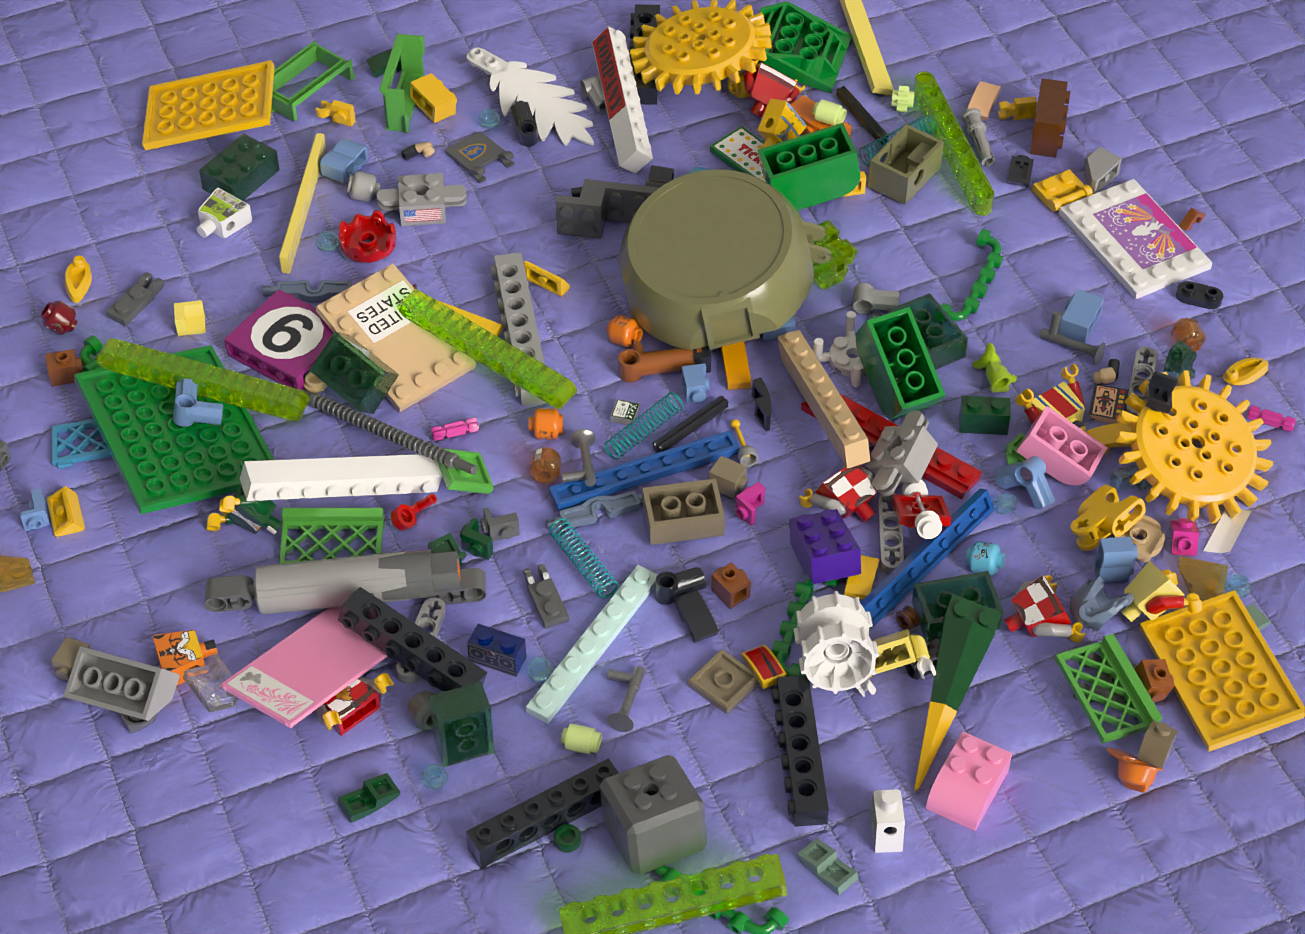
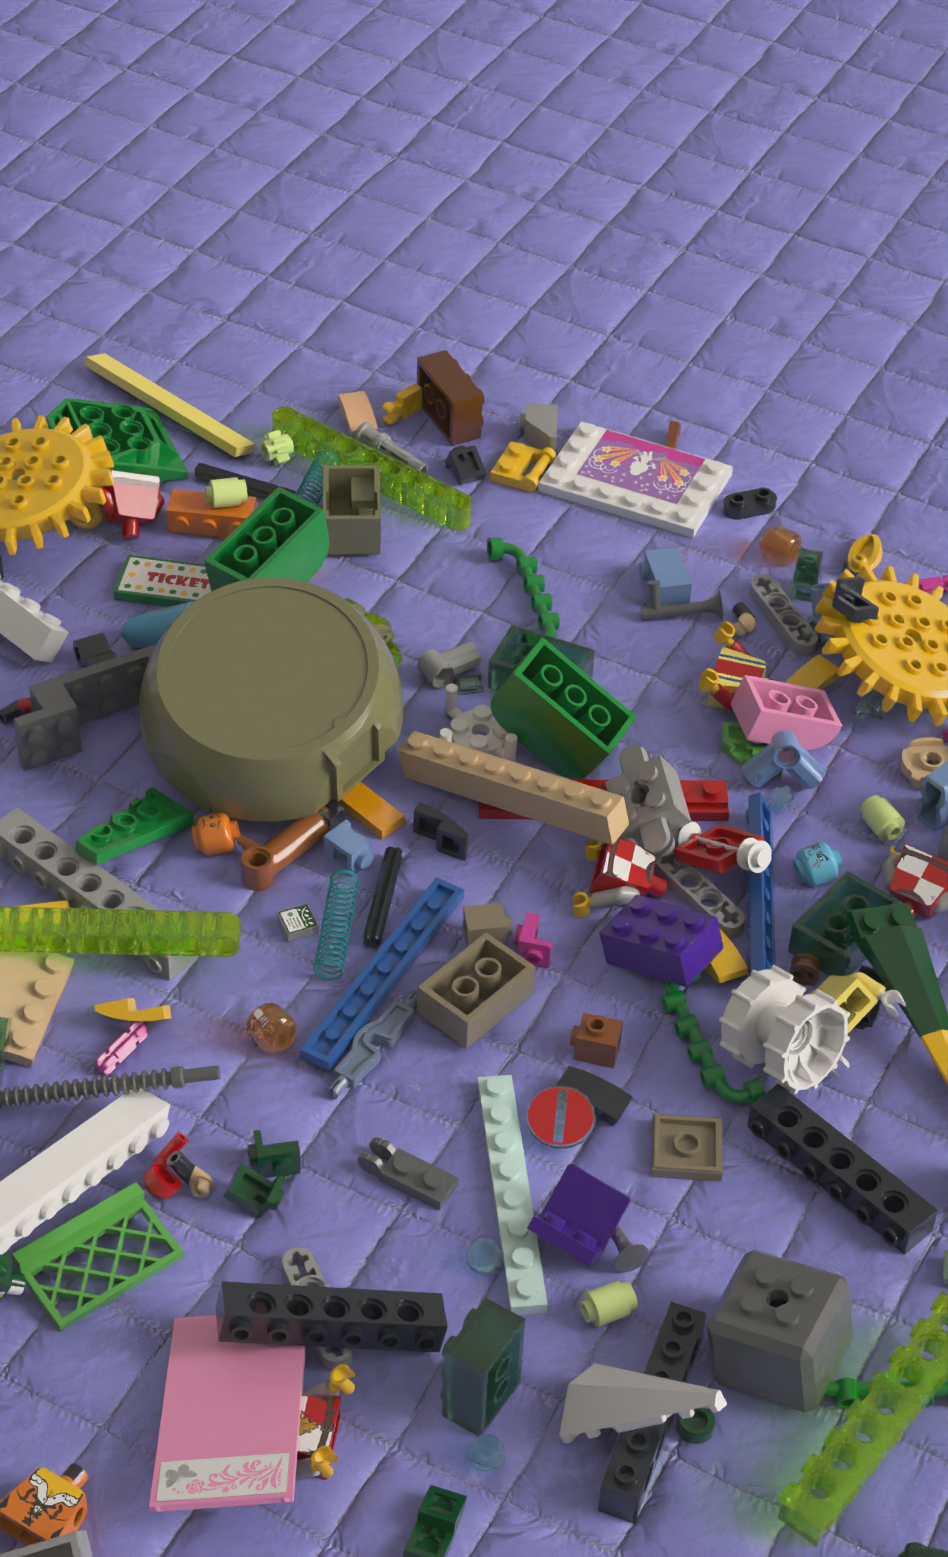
camera: 40 degrees left, 5 degrees down
(207, 682) = (121, 1518): clear bracket -> none
(332, 581) = (172, 1298): piece -> none
(419, 710) = (407, 1383): dark grey head -> none
(422, 519) = (193, 1176): none -> arm
(462, 481) = (194, 1096): bright green tile -> none
(477, 411) = (126, 1010): none -> yellow slope
(496, 649) = (421, 1262): clear blue brick -> none
(500, 527) = (287, 1126): dark grey bracket -> none
(519, 792) = (628, 1401): none -> white wedge
(545, 279) = (67, 823): yellow slope -> none
(546, 423) = (225, 982): orange head -> none
(583, 440) = (286, 977): flat silver piece -> none
(586, 302) = (138, 825): none -> green wing
(589, 565) = (376, 1085): teal piece -> none
(607, 680) = (581, 1215): none -> dark purple bracket
(660, 616) = (560, 1117): none -> red piece
(673, 585) = (543, 1069): black piece -> none
(747, 454) = (475, 892): light grey hinge -> none
(764, 665) = (714, 1102): slope -> none
(780, 123) = (182, 531): yellow torso -> none
(984, 415) = (675, 722): dark green brick -> none
(996, 373) = (646, 674): lime animal -> none
(1062, 553) = (882, 818): none -> yellowish green brick
(1105, 516) = (888, 761): yellow piece -> none
(1107, 403) = (774, 649): piece -> none

